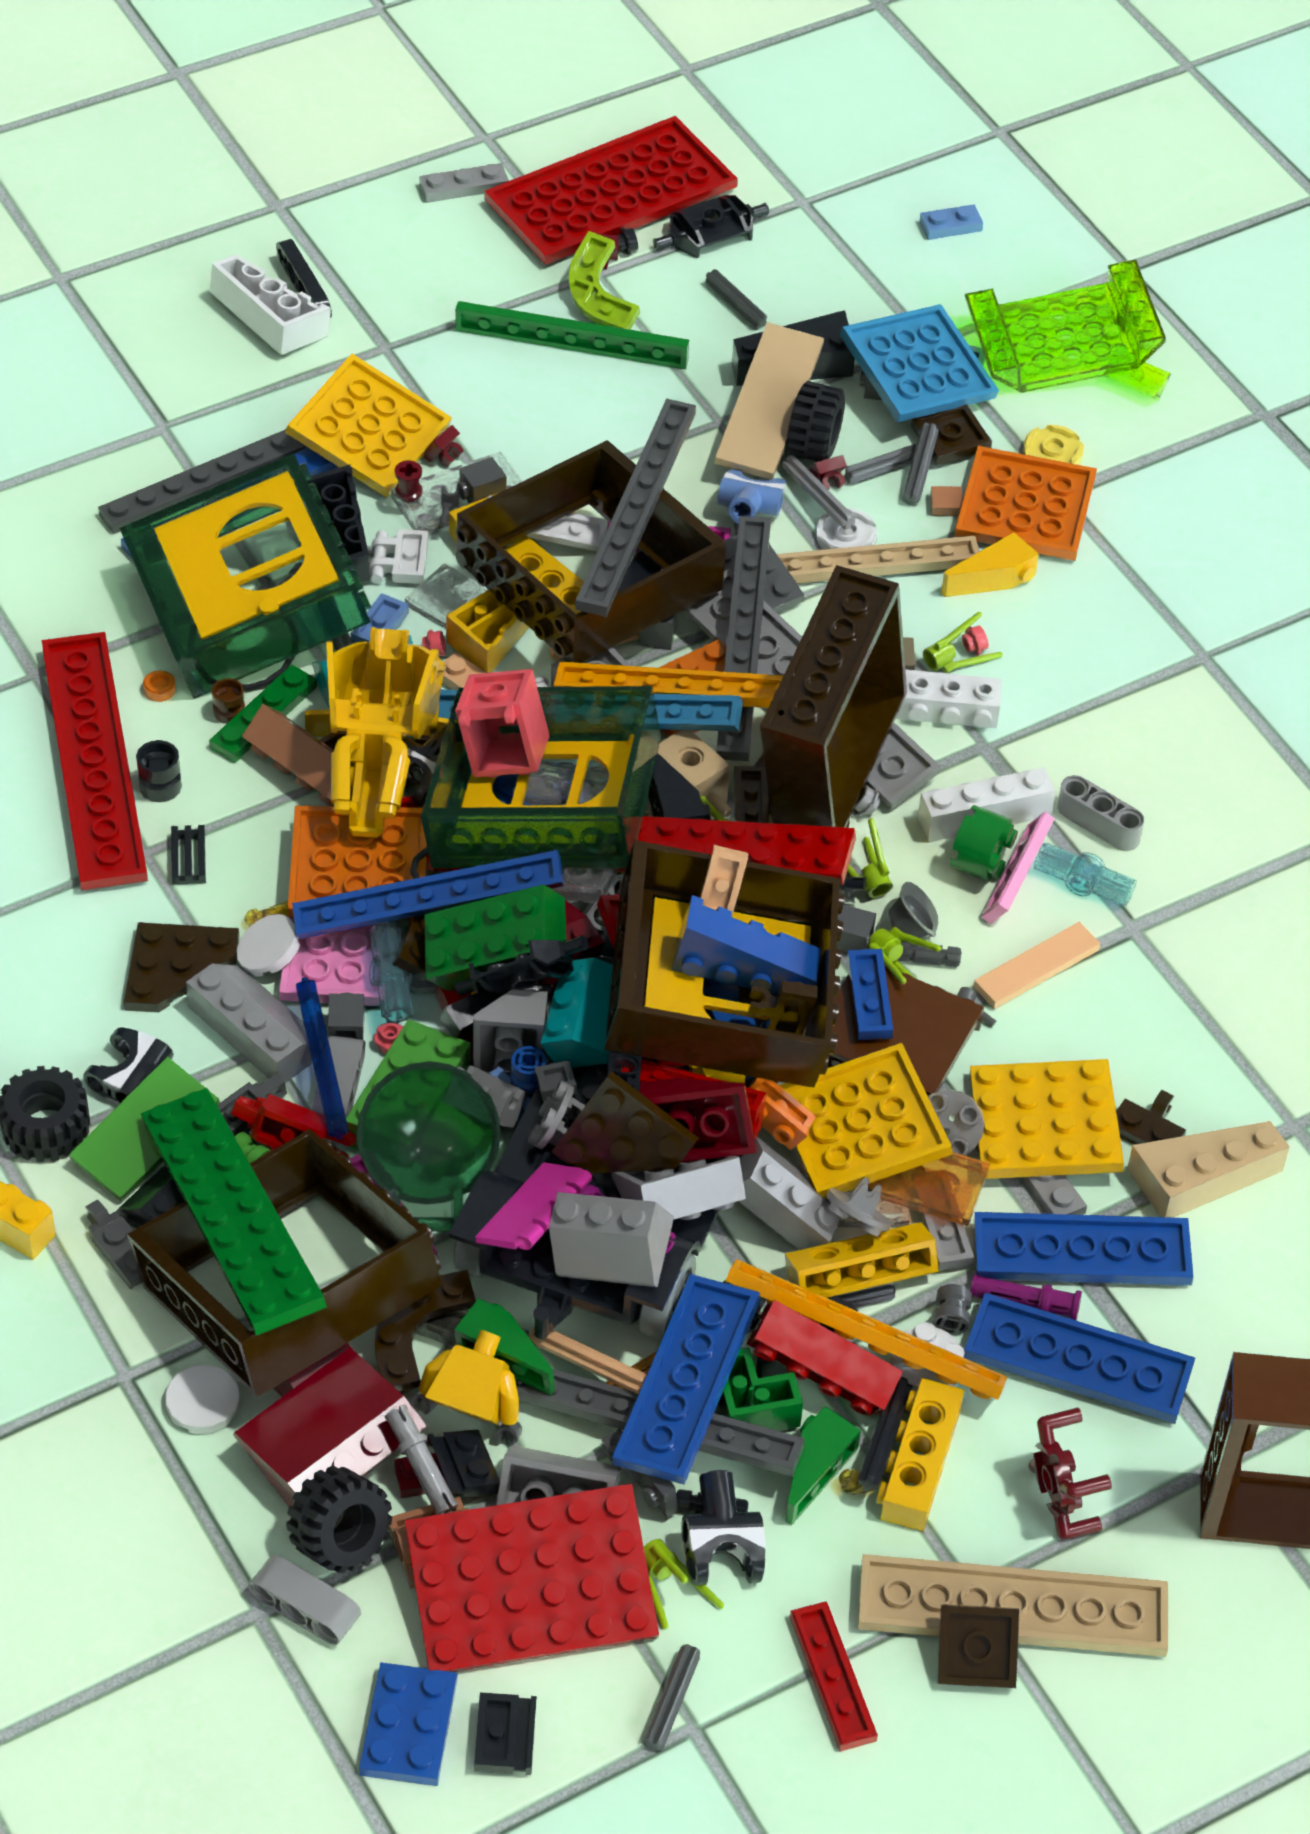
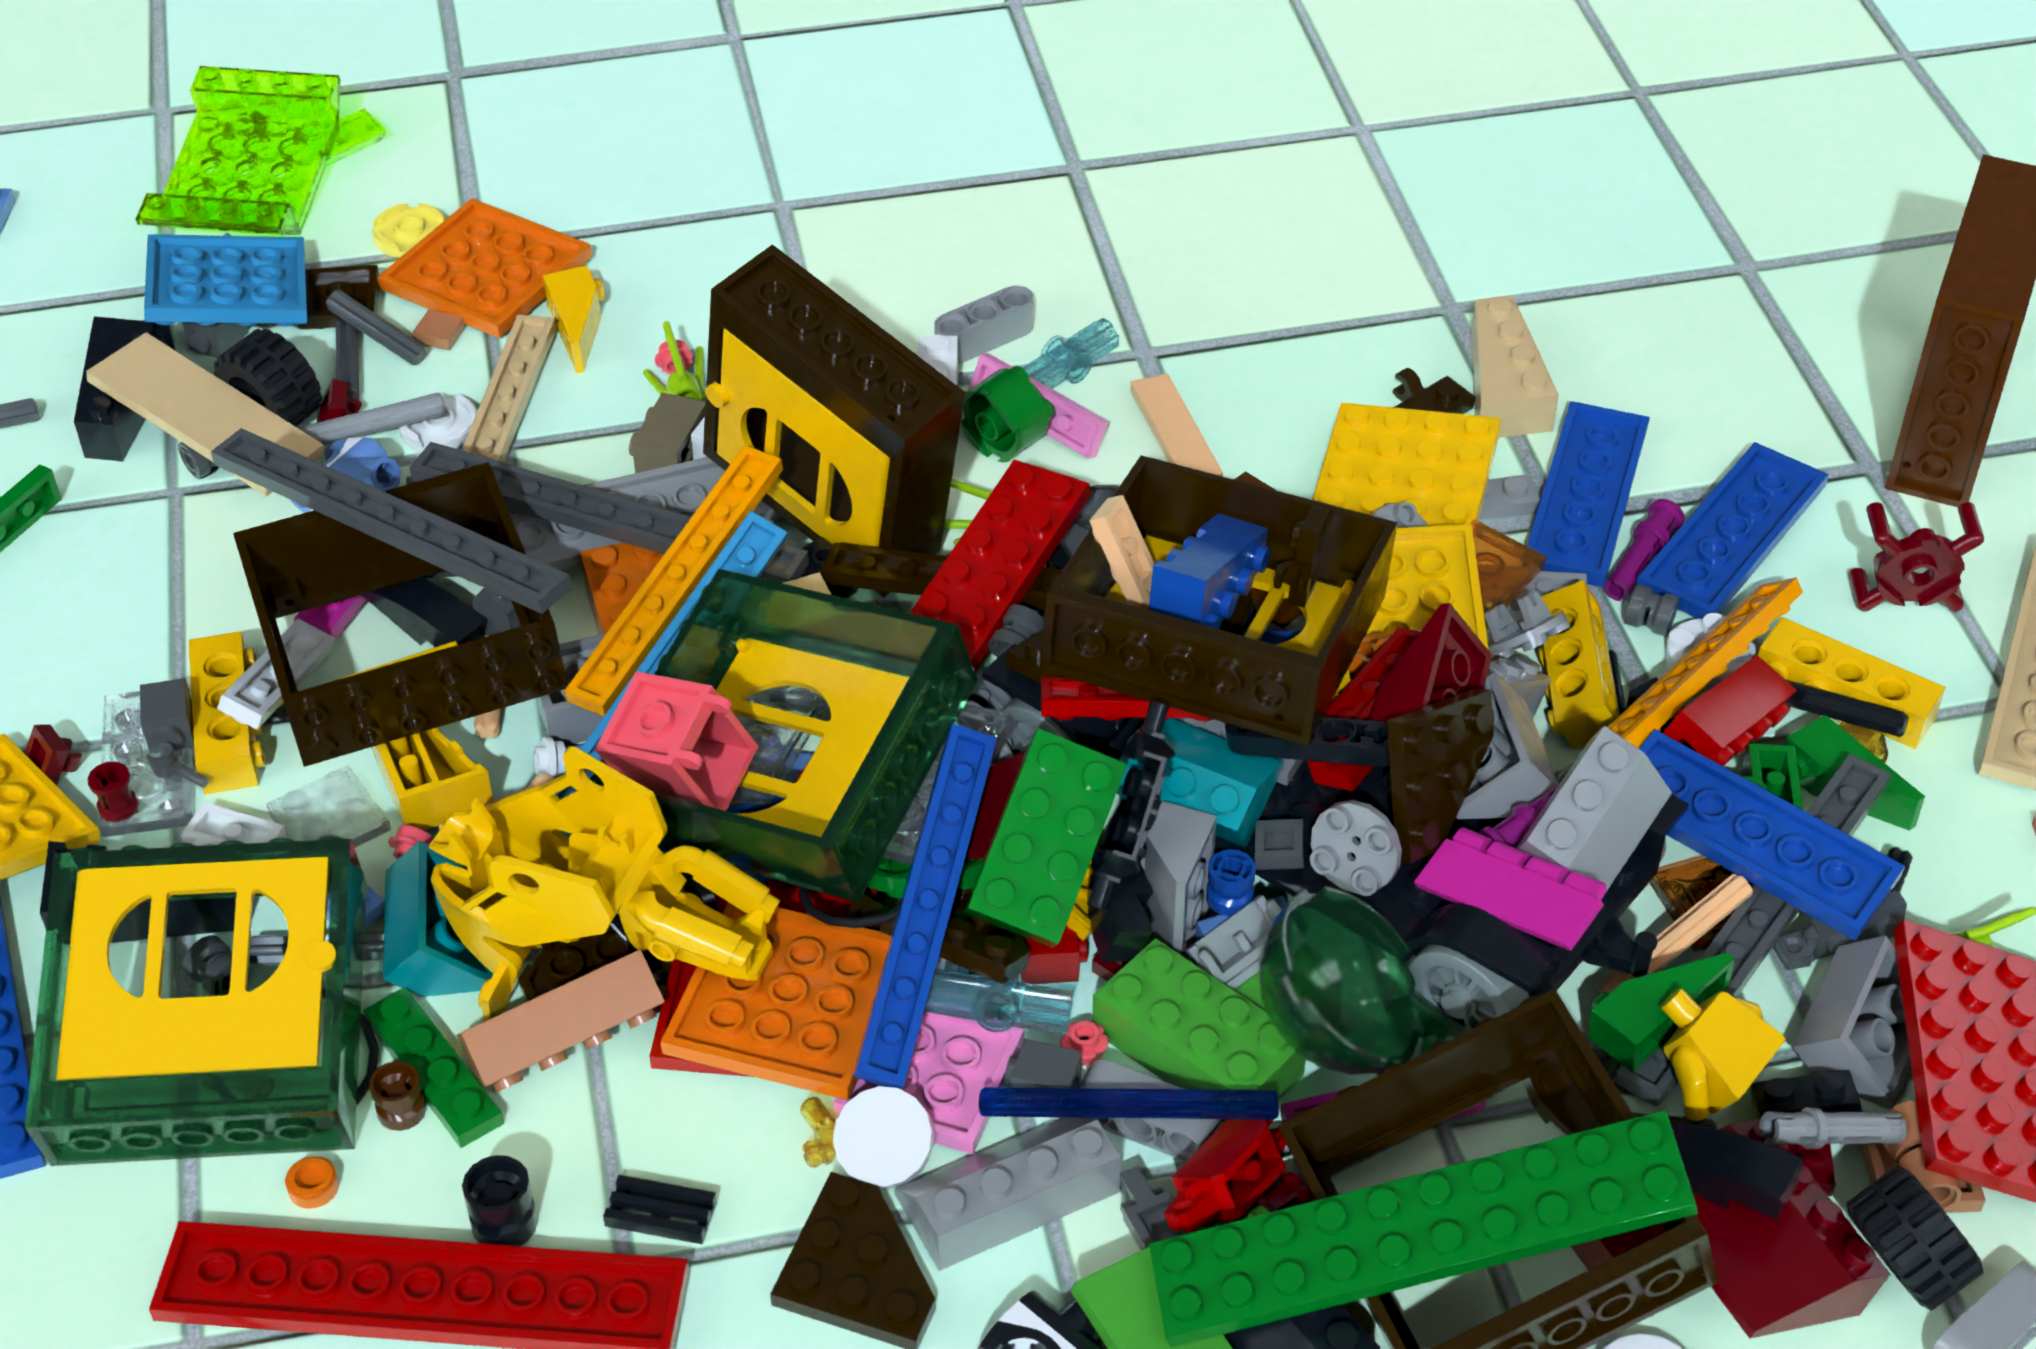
camera: 70 degrees left, 5 degrees down
(349, 1384) = (1736, 1168): none -> black slope
(722, 1531) = (1948, 873): black connector -> none

